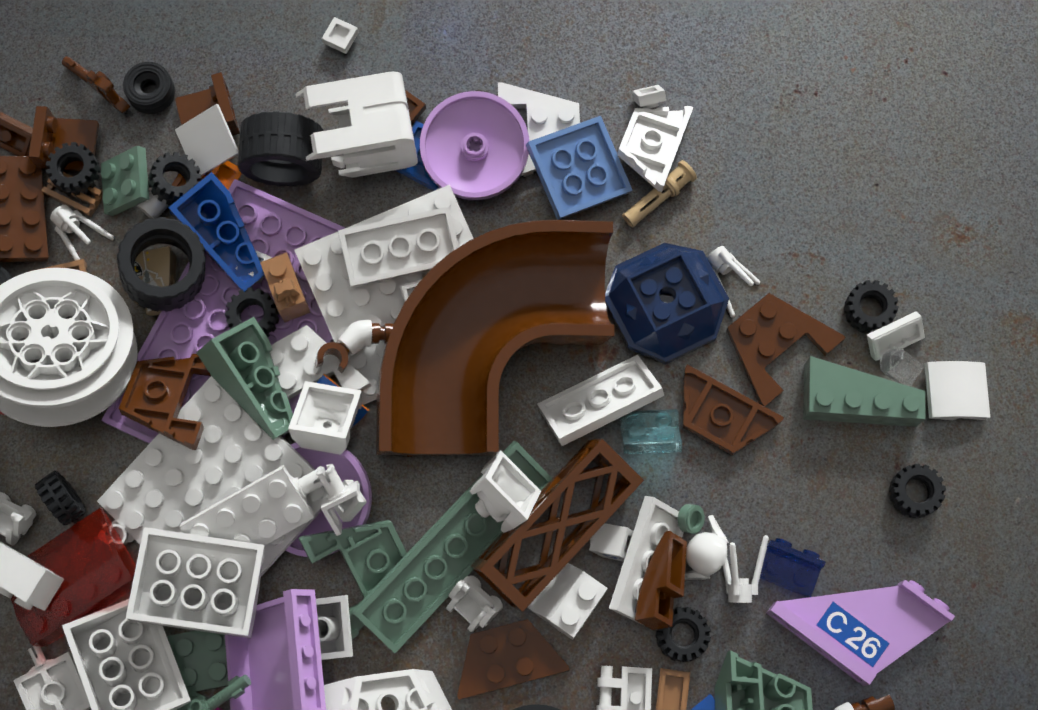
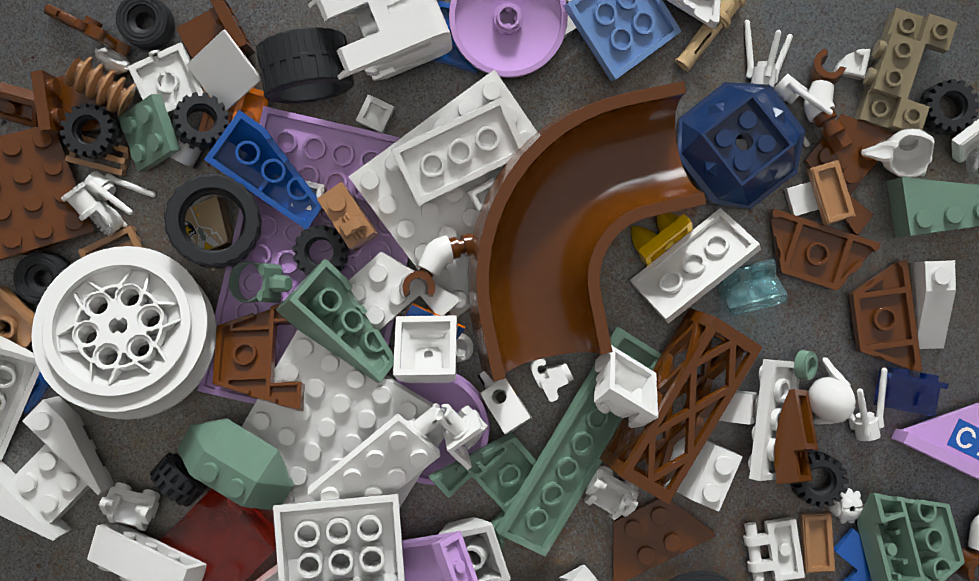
camera: 10 degrees left, 15 degrees up
(61, 246) = (86, 206): none -> white connector
(92, 131) = (99, 86): none -> medium nougat piece
(109, 115) = (112, 60): none -> white animal
(120, 489) = (236, 464): none -> sand green wedge
(154, 134) = (166, 76): none -> white plate
(199, 334) = (272, 285): none -> sand green piece
(334, 206) = (375, 114): none -> white plate
(361, 435) = (464, 348): none -> white tile
(390, 491) = (510, 413): none -> white torso
(441, 476) = (551, 378): none -> white piece
(584, 367) = (651, 245): none -> yellow tile
(700, 671) = (842, 508): none -> white animal
(703, 239) = (766, 71): none -> white plant
(719, 363) = (801, 199): none -> white tile
(743, 359) = (831, 192): none -> medium nougat tile
(753, 266) = (823, 90): none -> reddish brown piece
(779, 491) = (886, 318): none -> reddish brown wing
(789, 252) = (855, 64): none -> white tile
(817, 335) = (904, 153): none -> white piece
(824, 485) = (933, 298): none -> white slope
(828, 252) = (895, 66): none -> dark tan bracket

